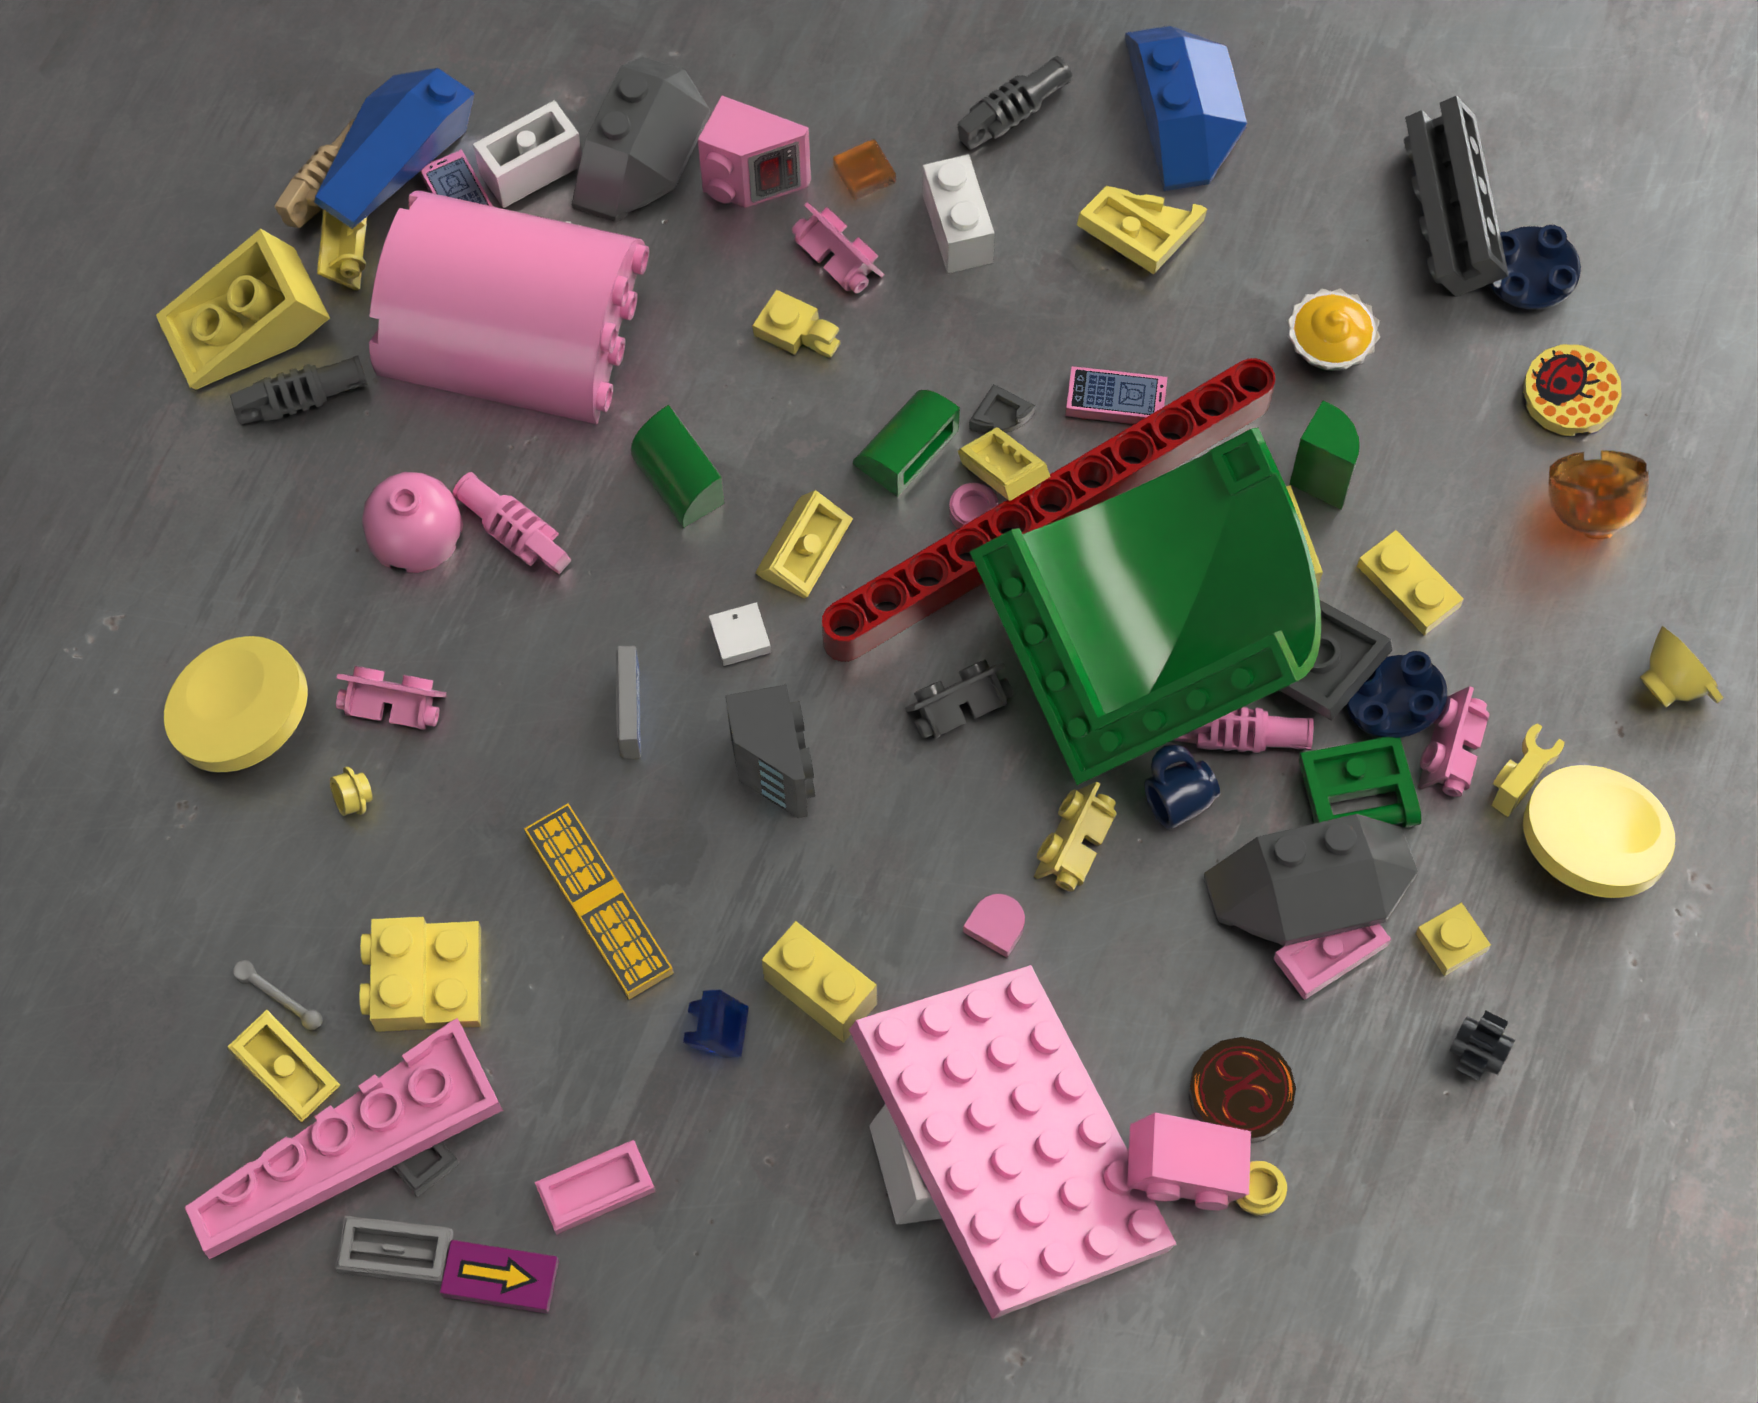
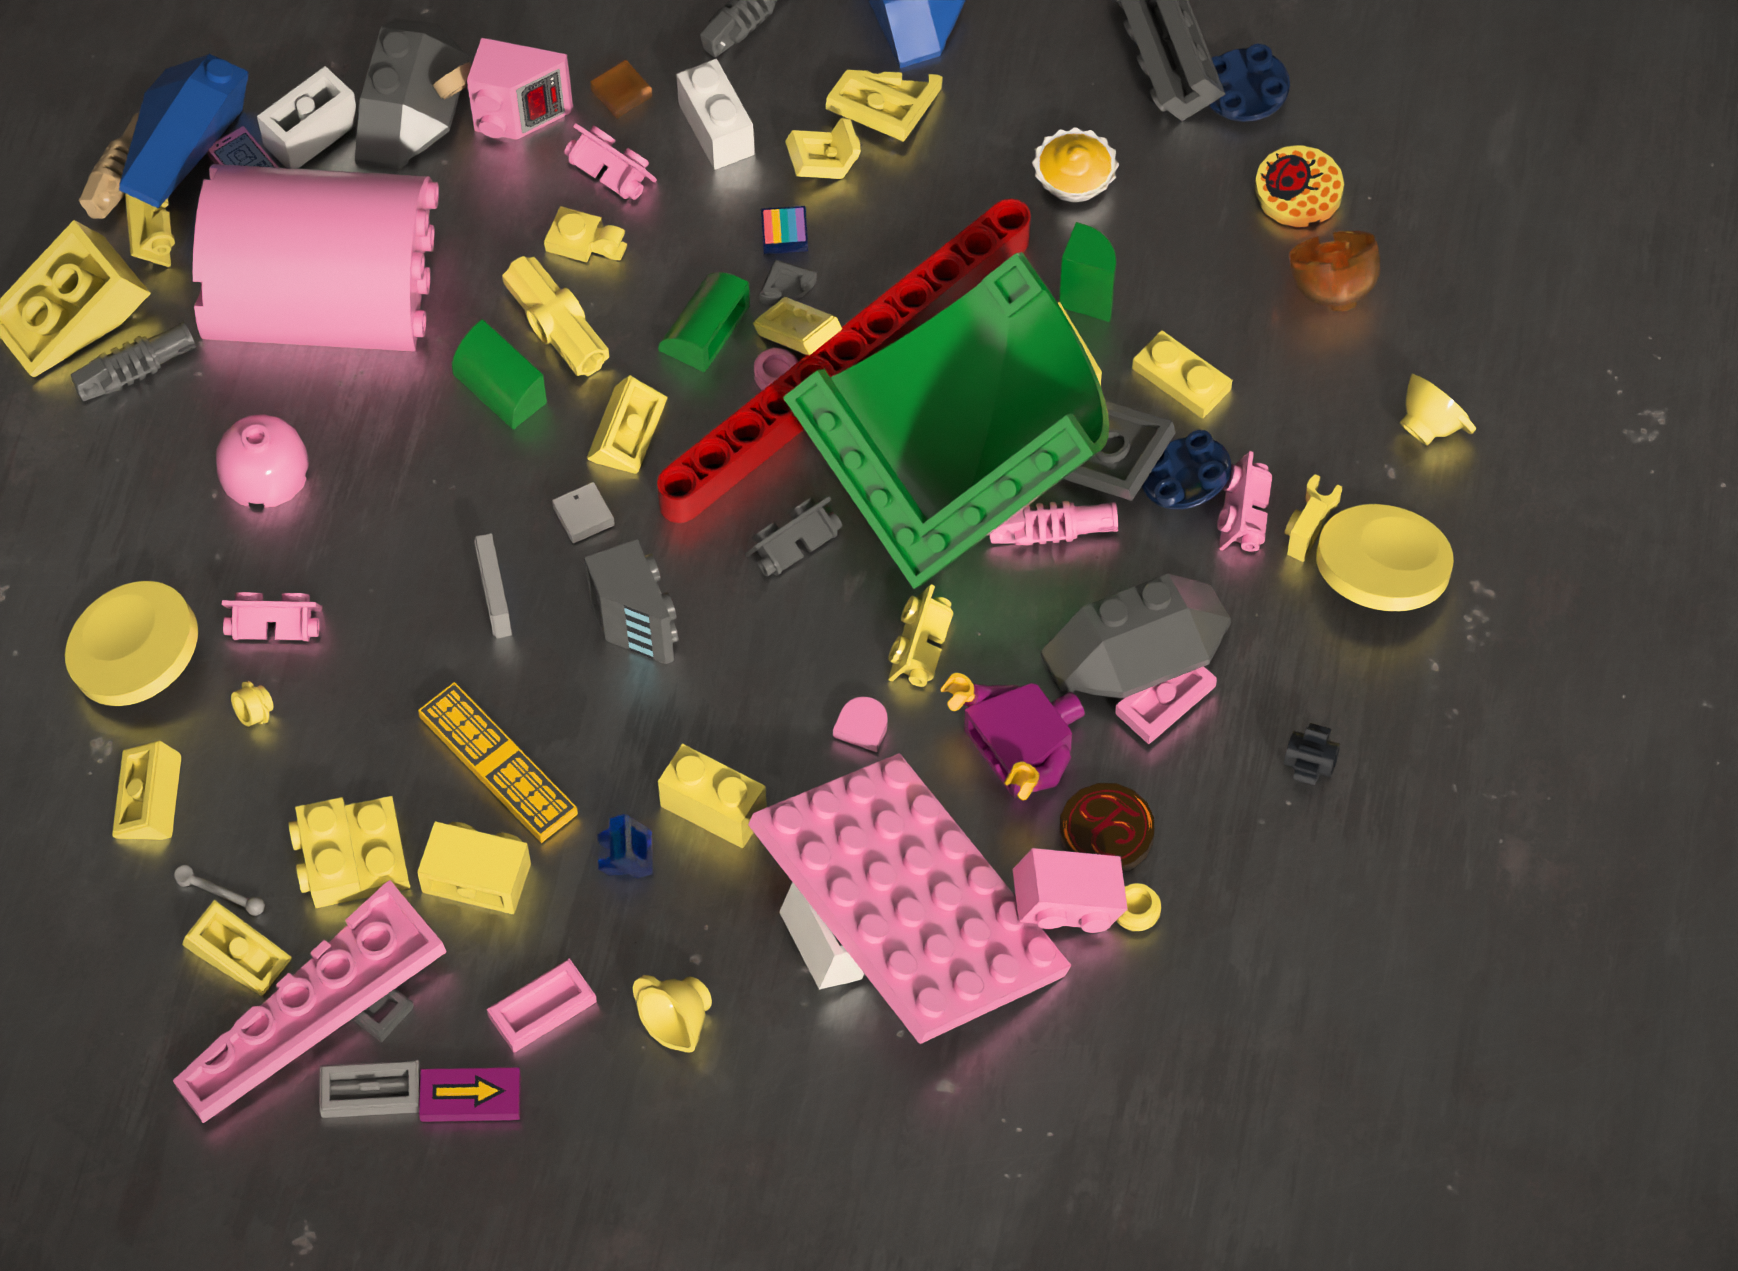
camera: 10 degrees left, 5 degrees down
(223, 871) = (147, 792): none -> light yellow slope
(512, 523) = (356, 448): bright pink hinge -> none
(551, 1017) = (474, 866): none -> light yellow brick
(685, 137) = (453, 81): none -> tan tile
(734, 1221) = (672, 1010): none -> light yellow piece
(749, 410) = (555, 316): none -> light yellow piece
(1009, 352) = (784, 229): none -> tile
(1066, 274) = (824, 152): none -> light yellow bracket
(1114, 395) = (885, 252): tile -> none
(1164, 965) = (1017, 731): none -> magenta torso
(1180, 790) = (1007, 582): dark blue piece -> none
(1360, 772) = (1166, 542): green plate -> none
(1453, 939) = (1272, 671): light yellow plate -> none

